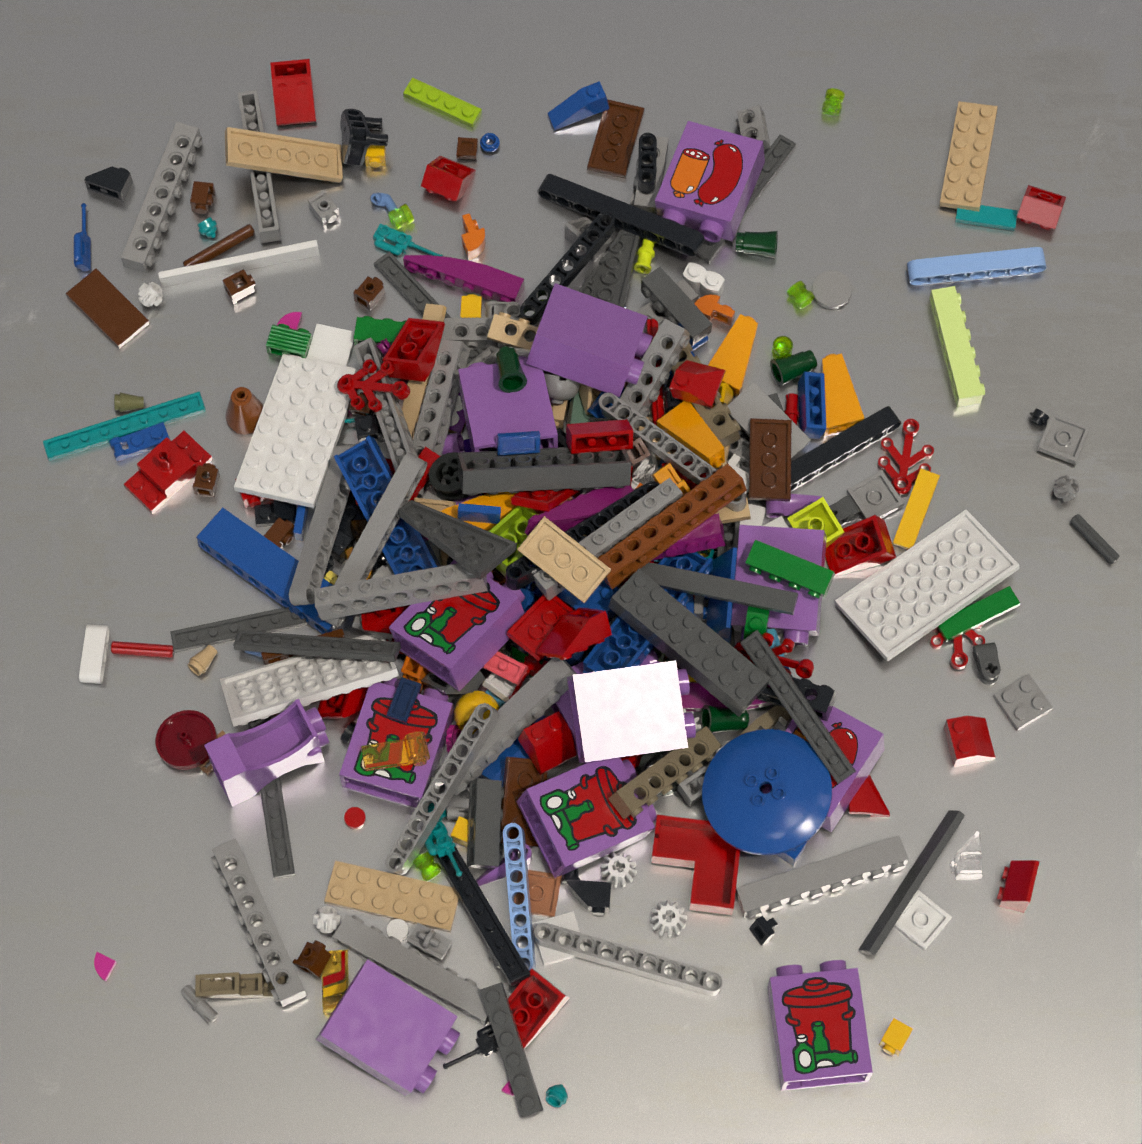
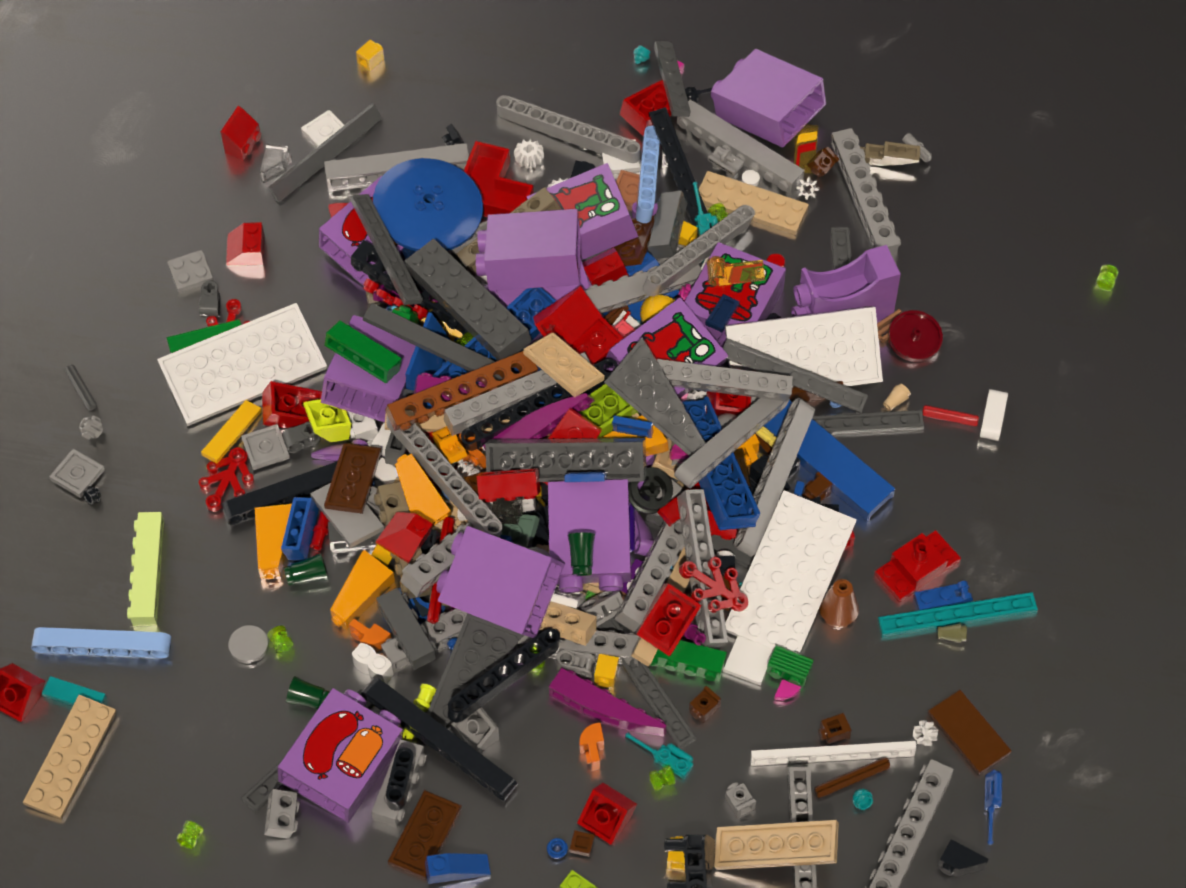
camera: 170 degrees left, 10 degrees down
(104, 965) = (993, 186): dark pink tile -> none
(202, 197) = (865, 829): reddish brown brick -> none
(207, 486) = (882, 548): reddish brown brick -> none
(383, 200) = (675, 802): medium blue arm -> none
(782, 344) = (312, 590): clear neon green wheel -> none
(819, 1026) = (428, 61): brick -> none

